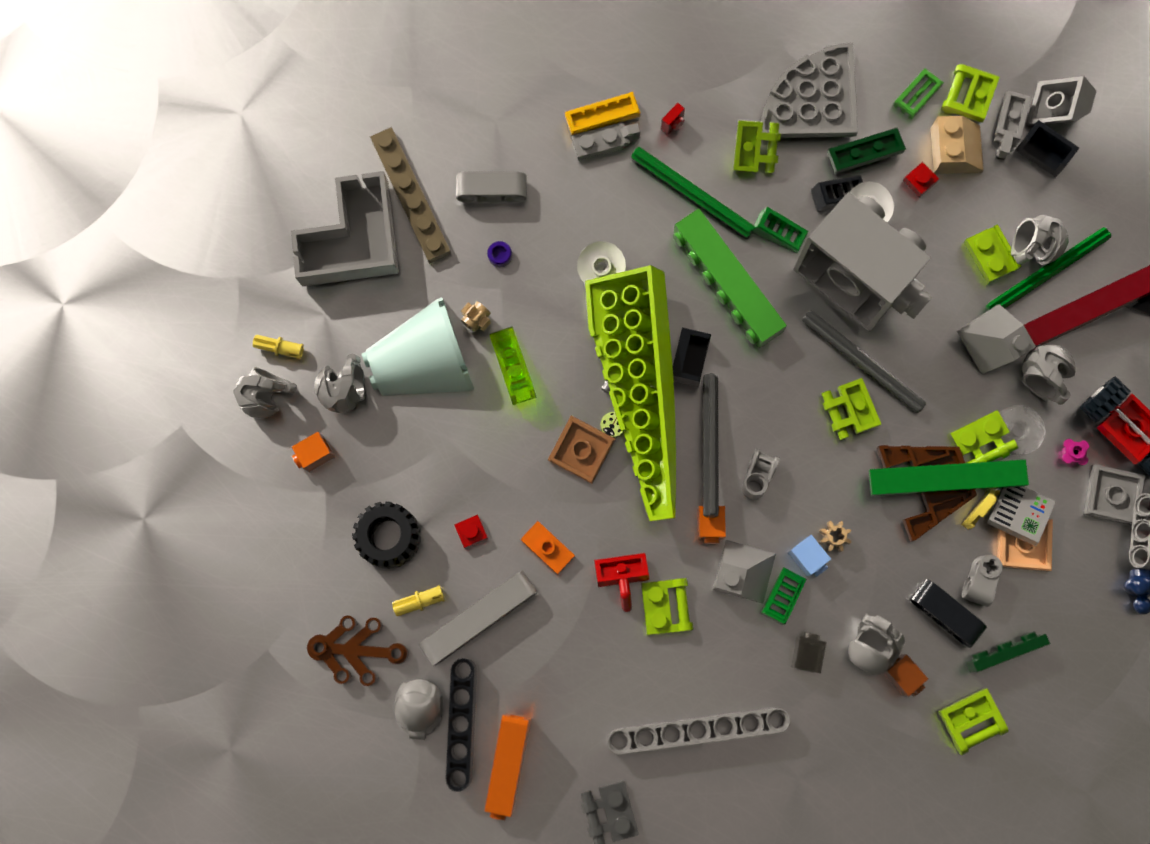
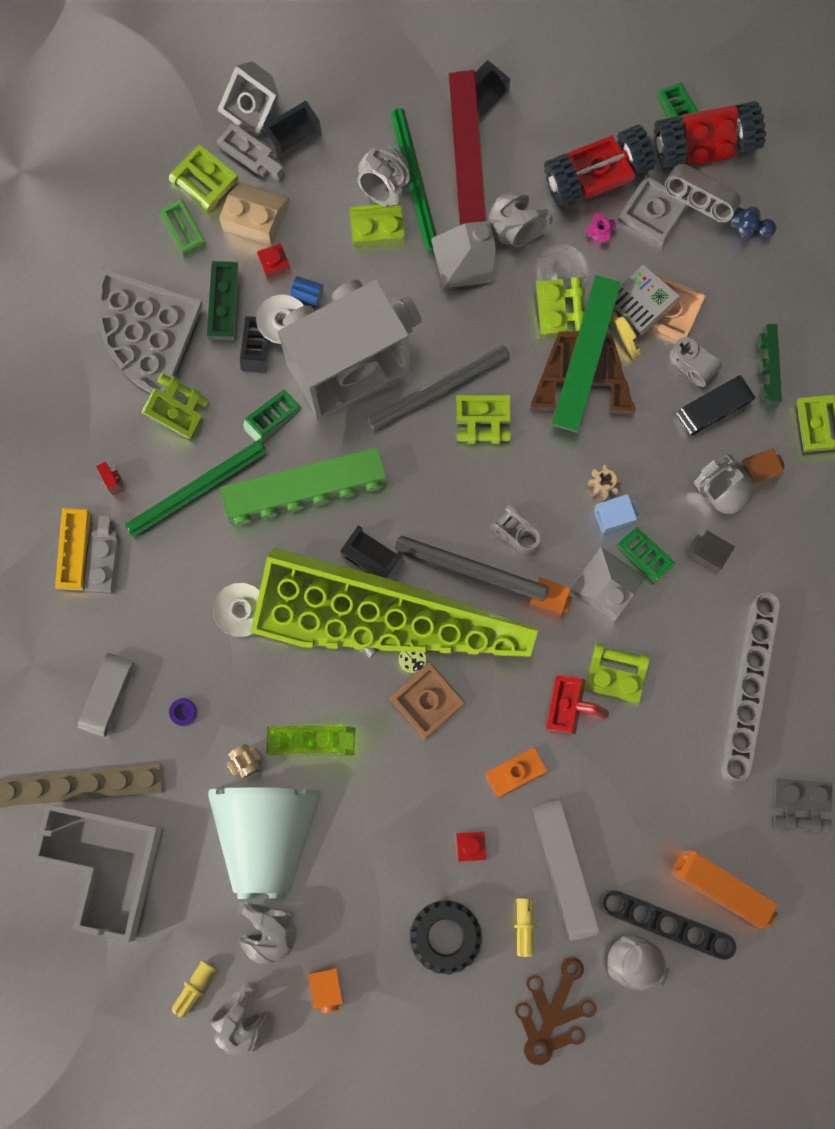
camera: 75 degrees left, 0 degrees up
(904, 215) = (307, 290): none -> blue piece

